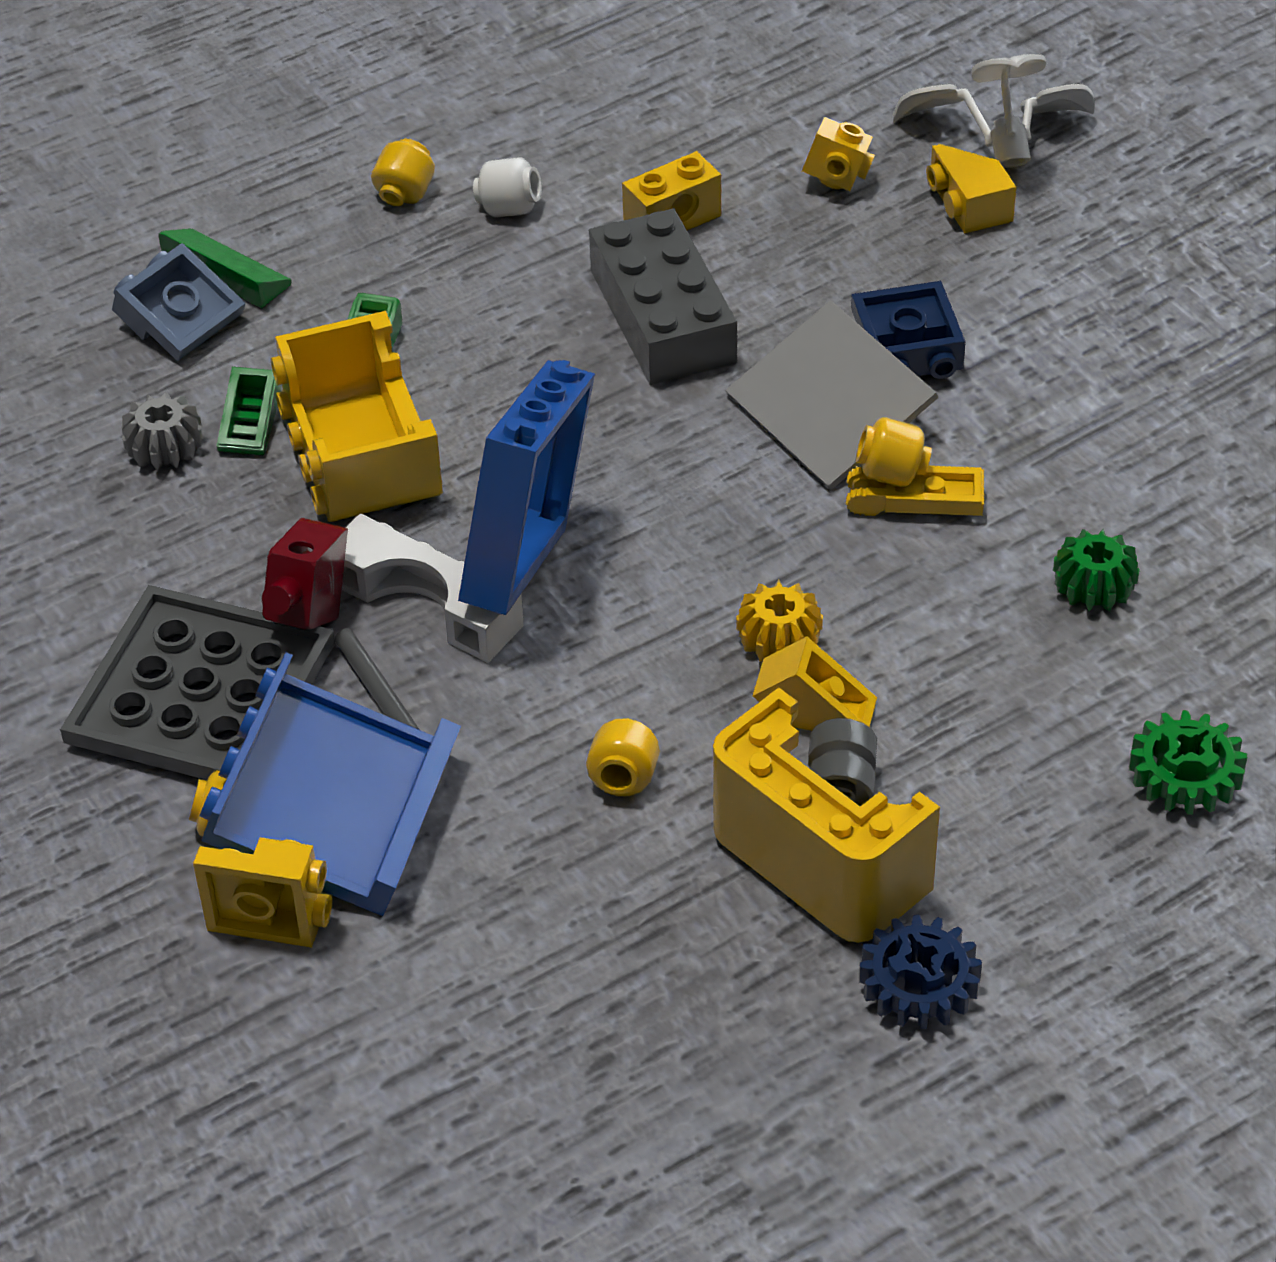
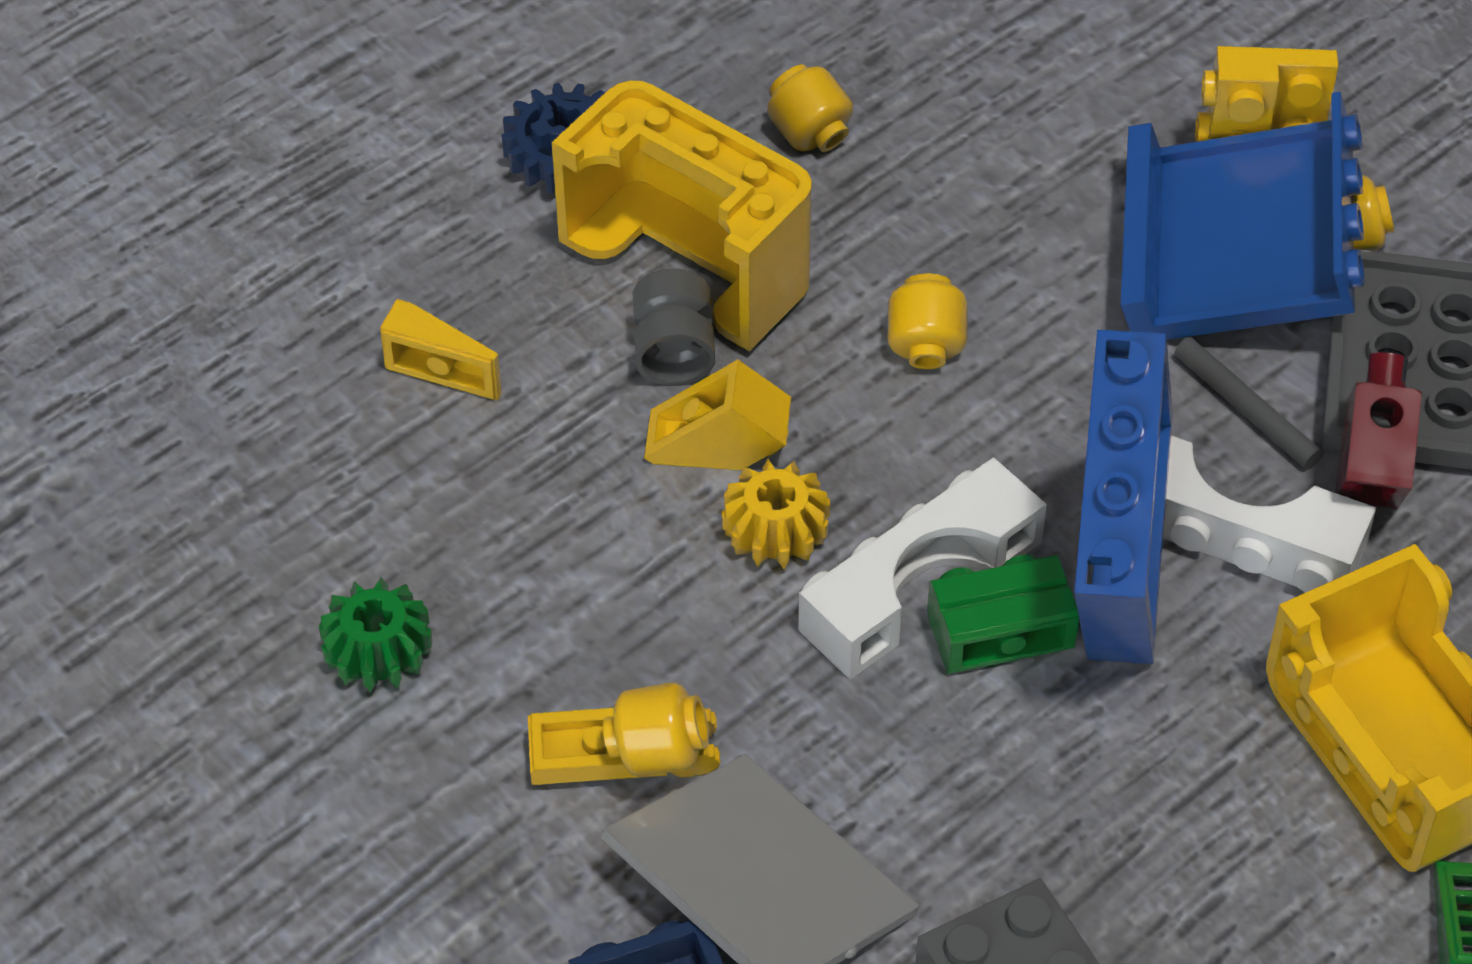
camera: 170 degrees right, 5 degrees up
(623, 536) = (1002, 613): none -> green brick
(626, 599) = (973, 524): none -> white arch
(682, 972) = (810, 108): none -> yellow head
(1045, 778) = (437, 352): none -> yellow slope
(1187, 762) = (272, 390): green gear -> none

